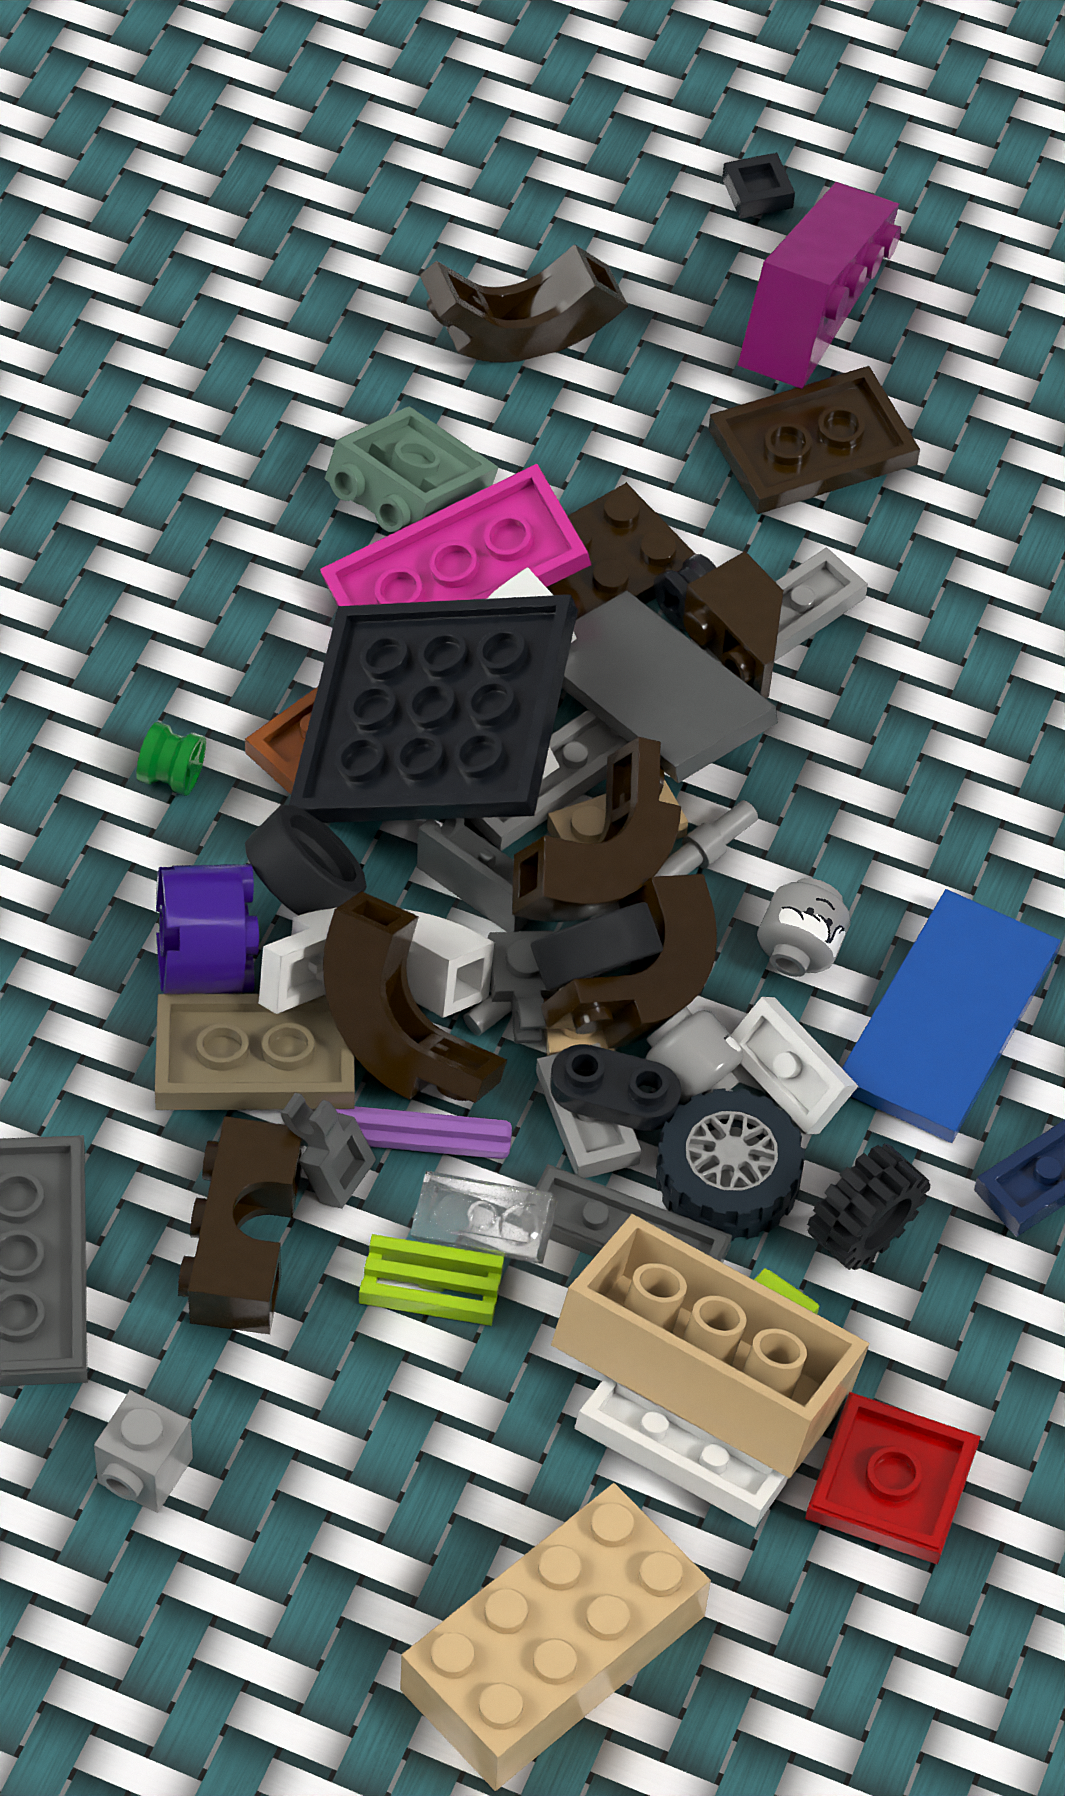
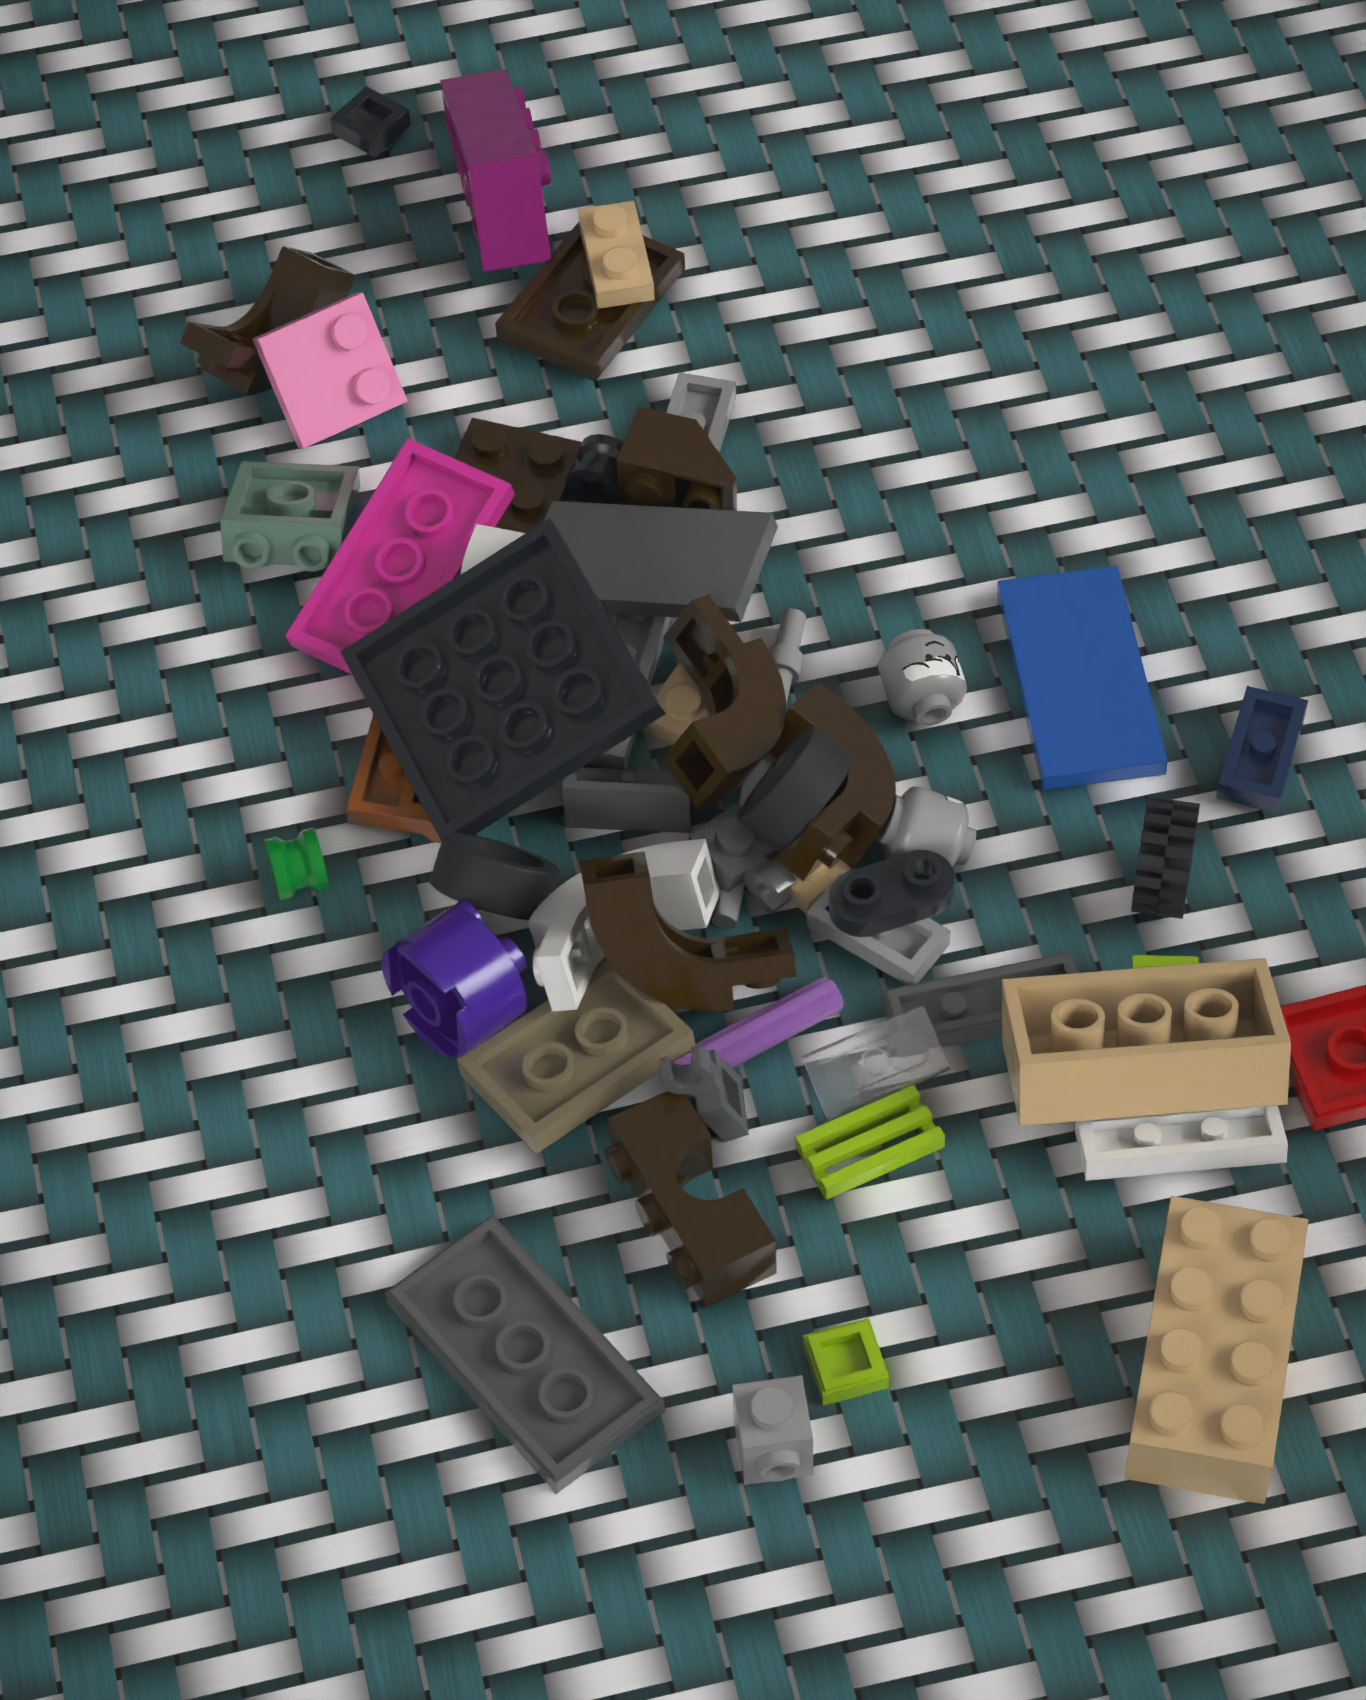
camera: 30 degrees left, 0 degrees up
(258, 1440) = (845, 1361): none -> lime tile
(536, 372) = (330, 370): none -> bright pink plate
(730, 1162) = (1028, 869): black wheel -> none
(792, 1065) = (1006, 789): white plate -> none
(856, 415) = (616, 254): none -> tan plate

